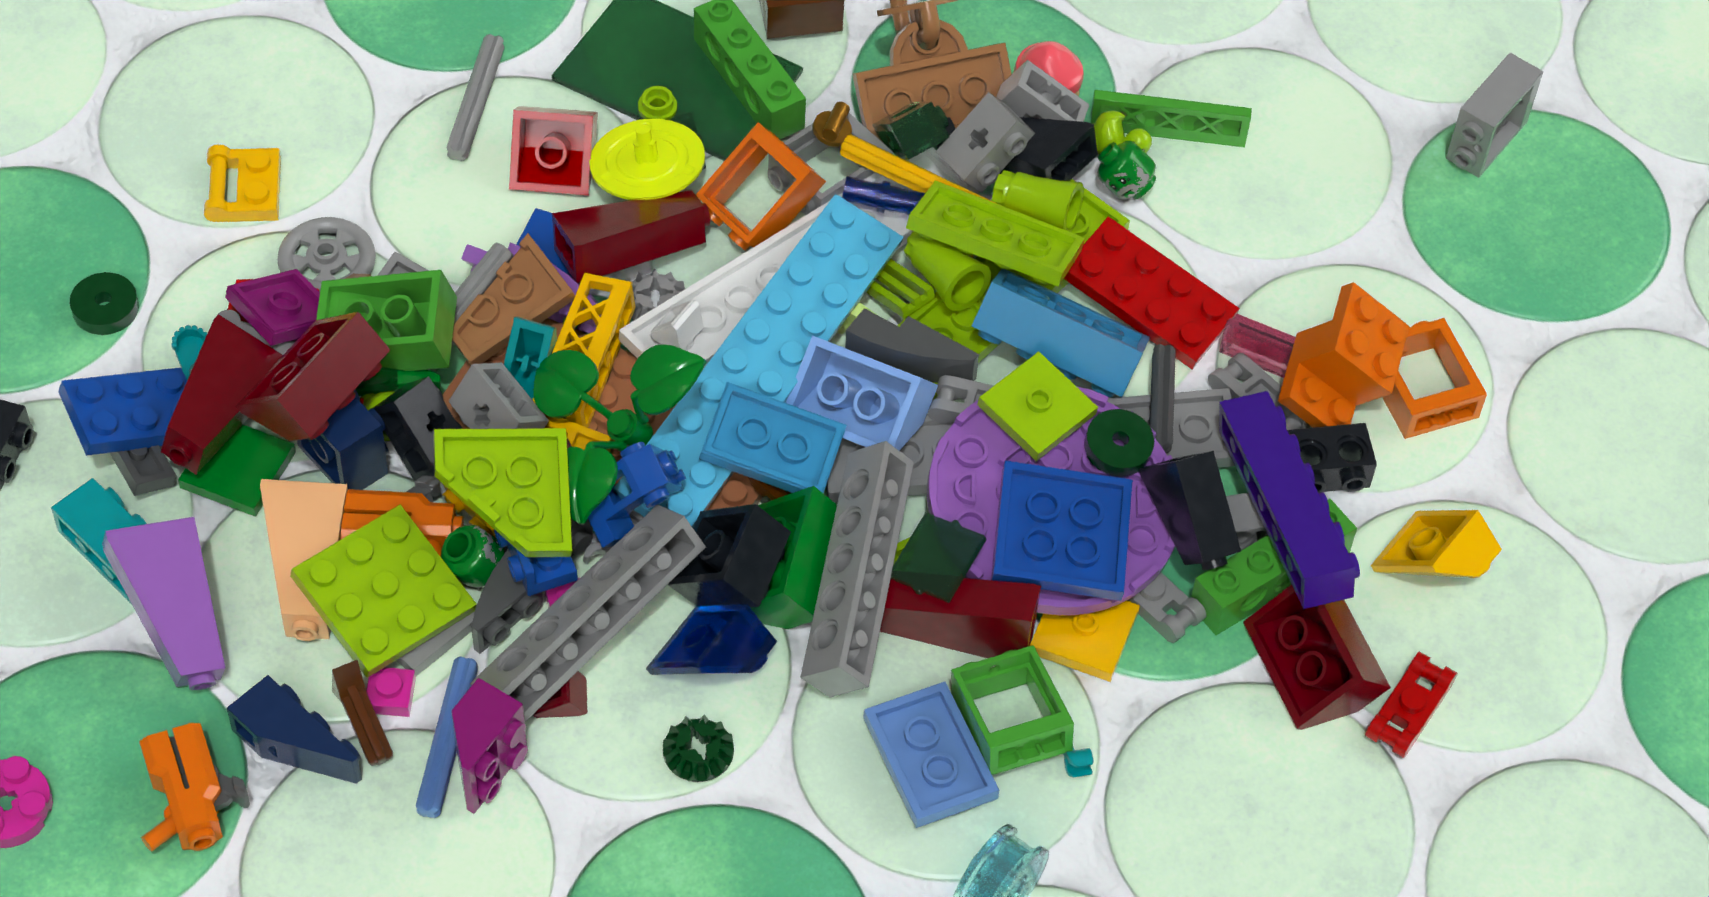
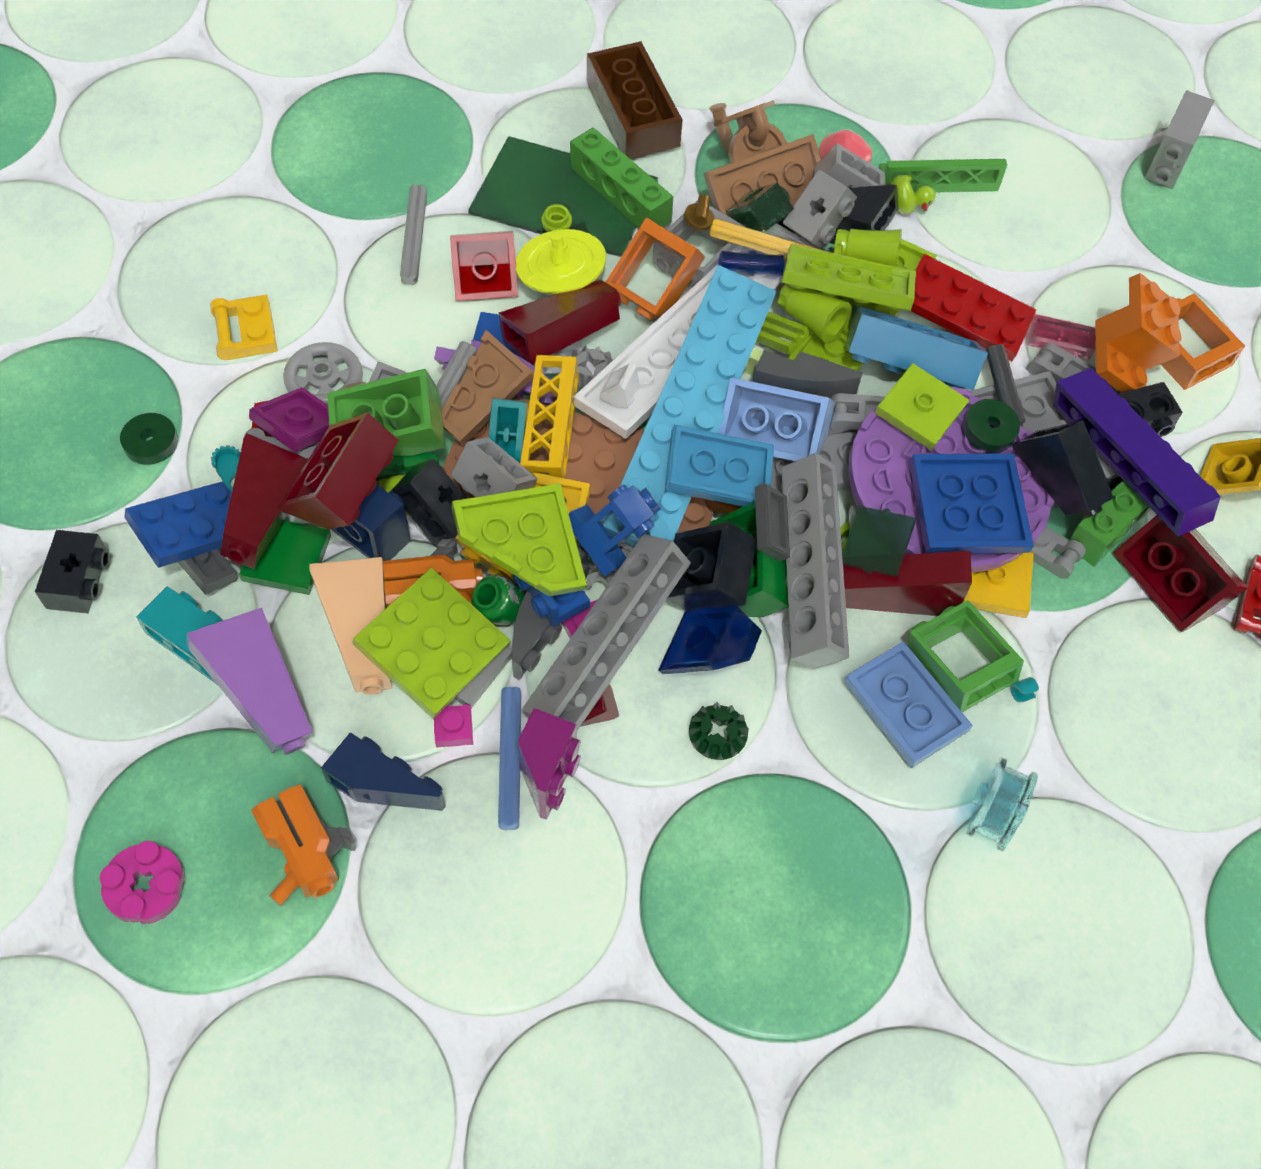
camera: 10 degrees left, 5 degrees up
(351, 691) = (422, 732): reddish brown piece -> none
(563, 379) = (544, 443): green plant -> none
(816, 515) = (772, 522): none -> dark grey tile
(1126, 170) = (924, 218): green head -> none

